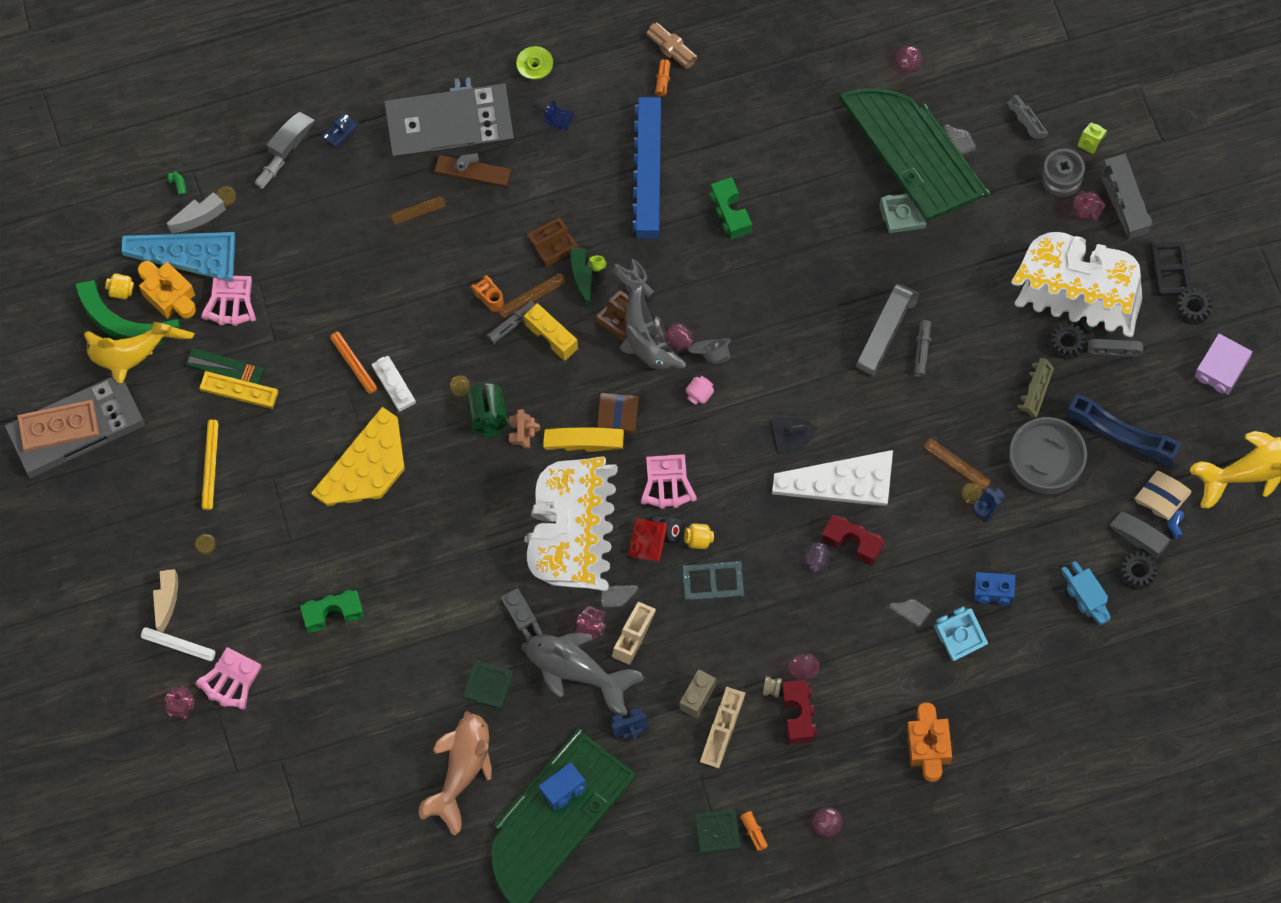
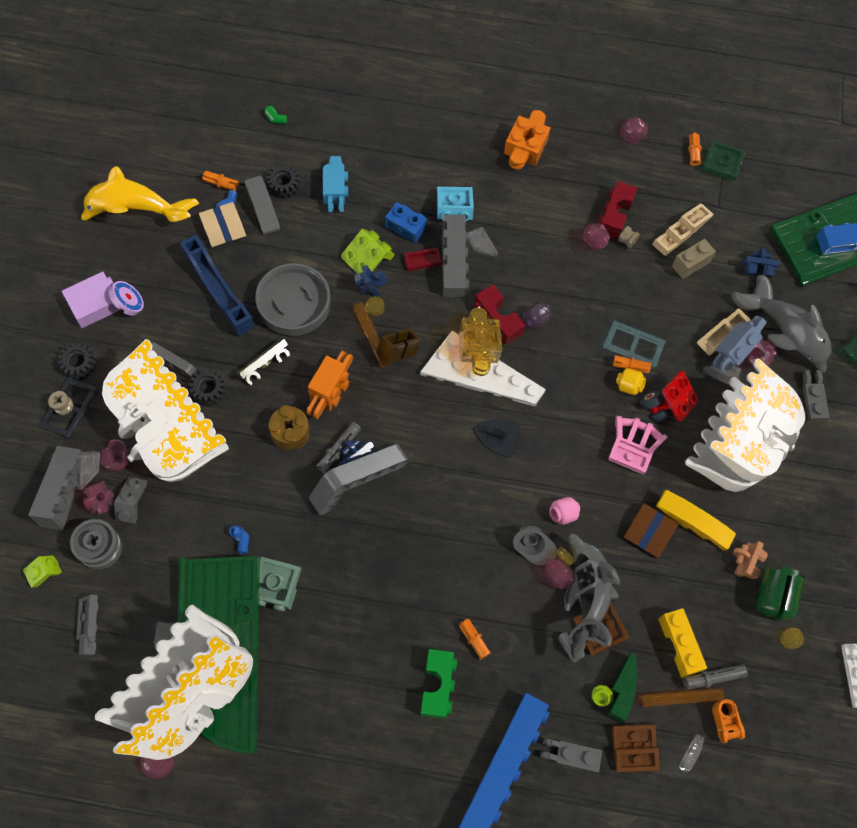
camera: 160 degrees left, 0 degrees up
(506, 257) = (692, 753): none -> clear tile
(599, 213) = (573, 755): none -> dark grey hinge
(616, 612) = (739, 343): none -> sand blue hinge
(680, 348) = (563, 554): none -> clear yellow tile
(706, 555) = (637, 365): none -> orange axle
(720, 256) = (474, 638): none -> orange axle
(854, 491) = (480, 341): none -> clear yellow brick
(905, 348) = (363, 450): none -> dark blue hips
(918, 93) = (175, 691): none -> white animal
(920, 460) = (398, 346): none -> dark brown piece
(926, 572) = (454, 256): none -> dark grey wedge
(953, 239) = (240, 536): none -> blue arm
(957, 564) = (422, 259): none -> dark red tile
(963, 389) = (328, 384): none -> orange brick
(982, 337) = (288, 418): none -> pearl gold brick
(1010, 539) = (366, 250): none -> lime bracket
(1064, 217) = (127, 500): none -> dark grey bracket
(1099, 238) = (115, 456): none -> clear pink hair
(1116, 226) = (87, 468): none -> clear tile
(1173, 264) = (63, 407): none -> dark tan wheel
(1192, 376) = (126, 297): none -> lavender tile
(1197, 540) = (220, 180): none -> orange axle
(1197, 638) = (273, 116): none -> green arm

